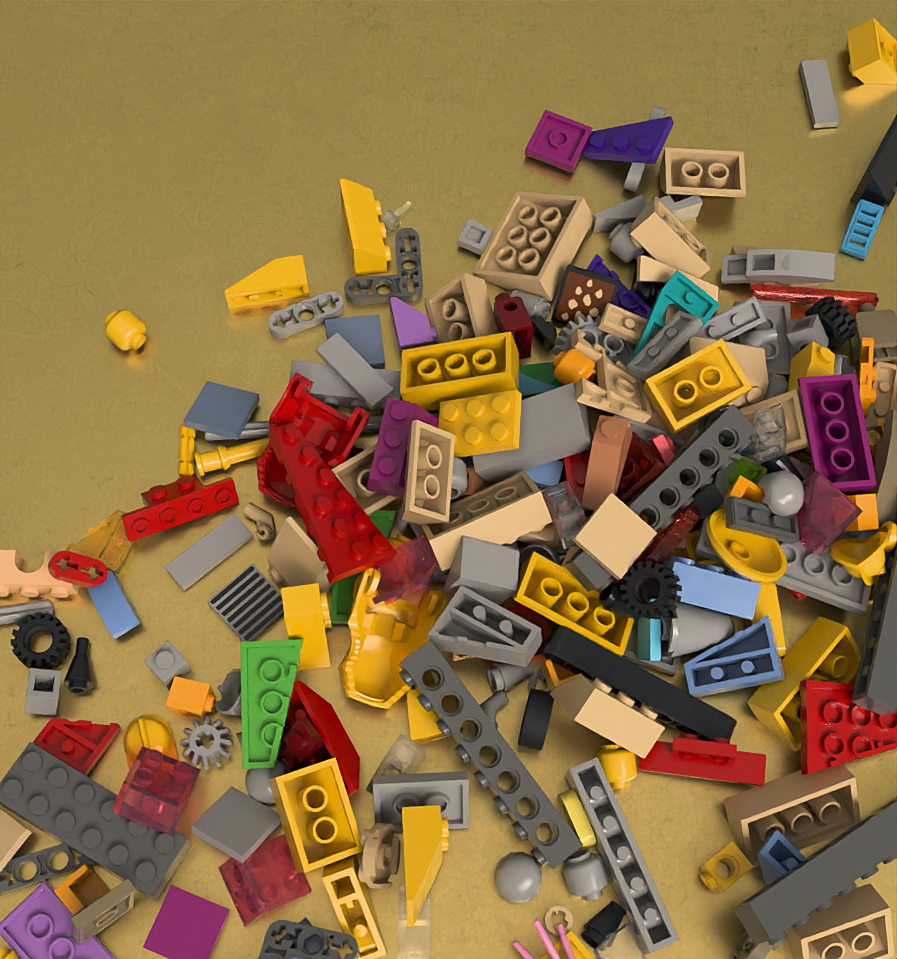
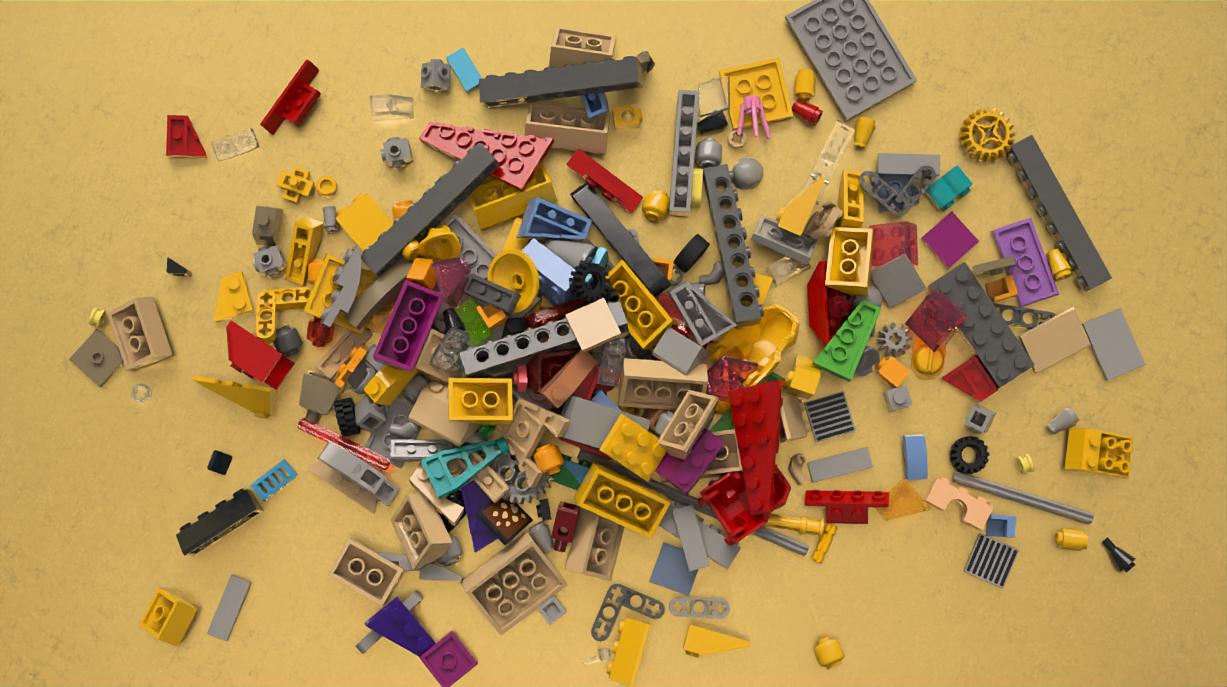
camera: 150 degrees left, 15 degrees up
(76, 576) = (932, 481): red beam -> none
(79, 674) = (952, 424): black cone -> none
(221, 410) = (789, 558): sand blue tile -> none
(410, 326) = (634, 557): medium lavender slope -> none
(610, 714) = (652, 226): tan slope -> none
(664, 345) = (480, 445): light grey tile -> none
(782, 492) = (469, 304): light grey hair -> none

